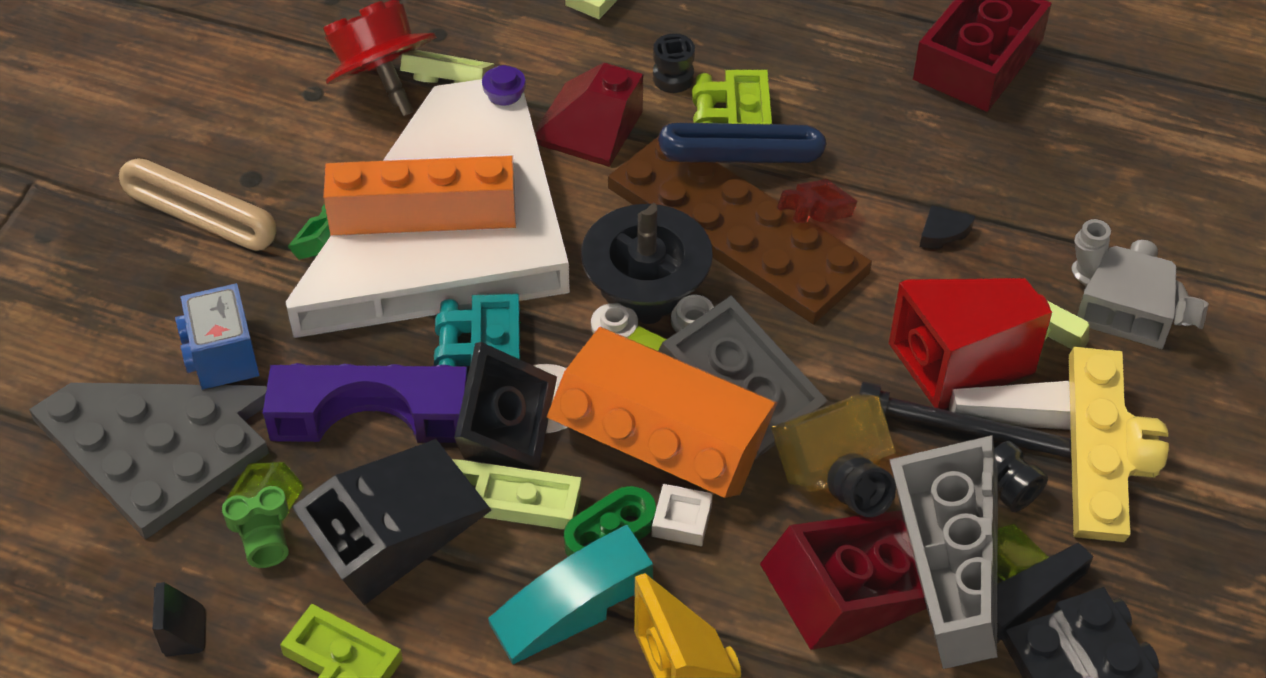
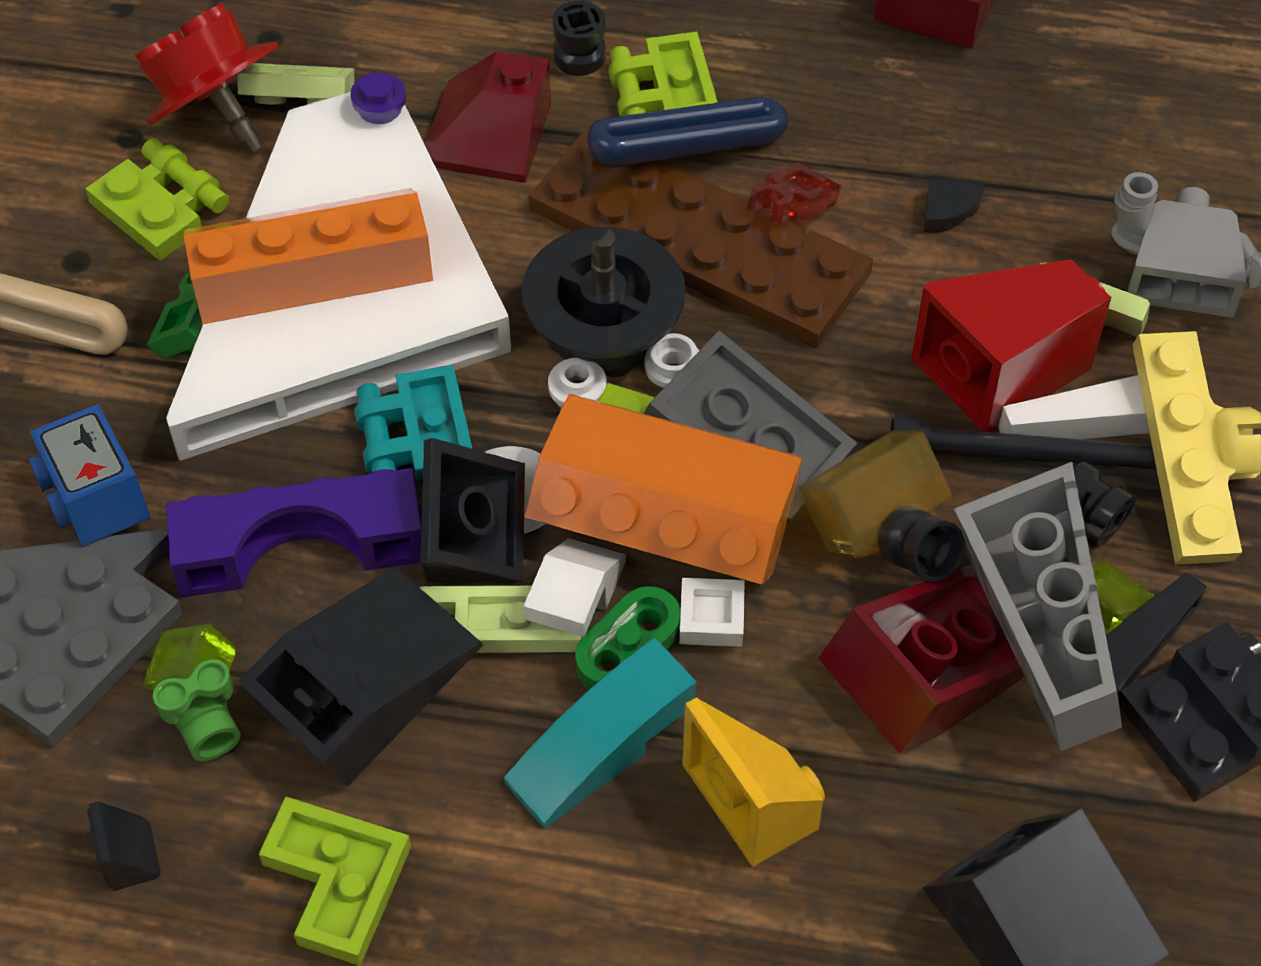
camera: 10 degrees left, 5 degrees up
(309, 140) = (147, 210): none -> lime plate
(574, 474) = (572, 585): none -> white slope

